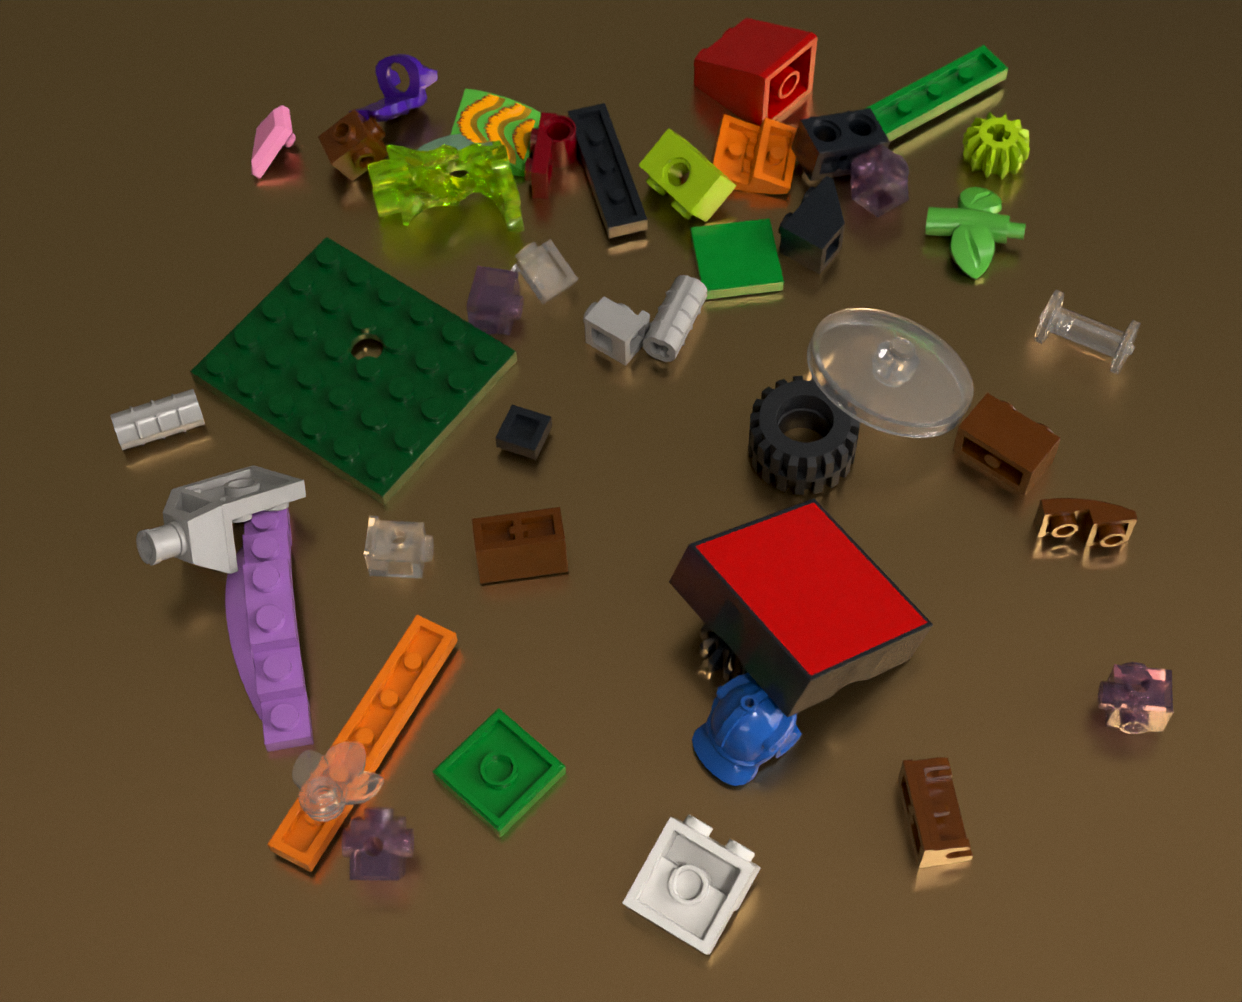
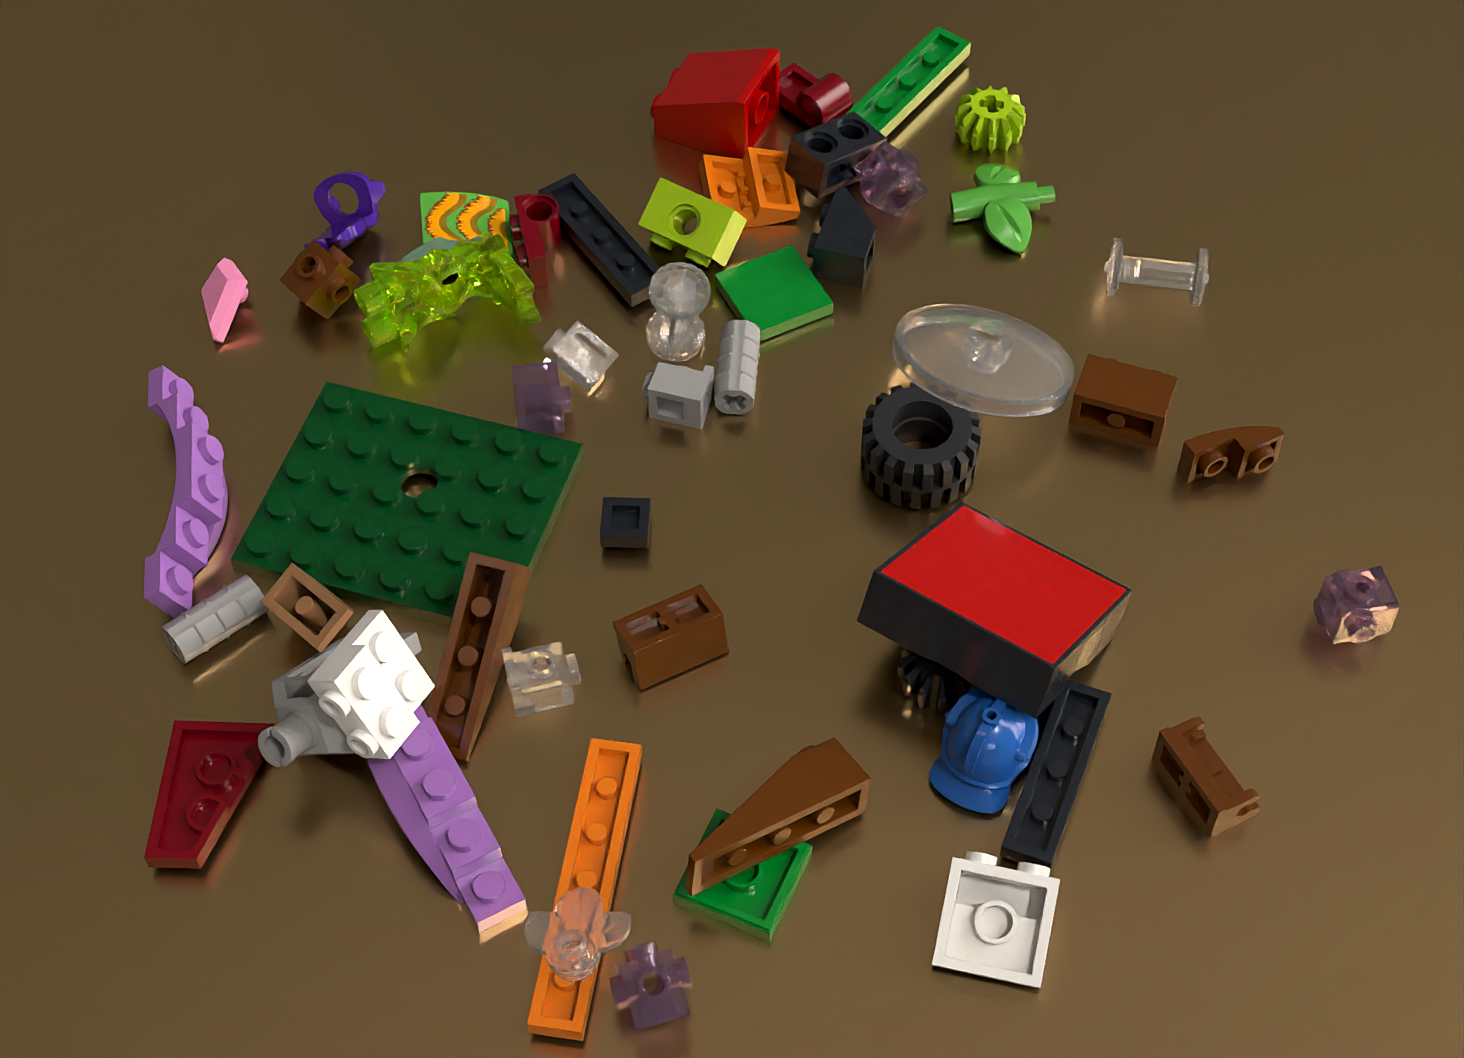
camera: 20 degrees left, 5 degrees down
(89, 562) = (200, 789): none -> dark red wing
(182, 309) = (198, 496): none -> medium lavender piece
(229, 433) = (307, 607): none -> medium nougat slope
(241, 519) = (372, 687): none -> white plate
(361, 489) = (472, 656): none -> reddish brown slope
(561, 726) = (796, 803): none -> reddish brown slope
(636, 244) = (679, 296): none -> clear hose
(801, 769) = (1055, 775): none -> black plate
(842, 84) = (812, 98): none -> dark red plate

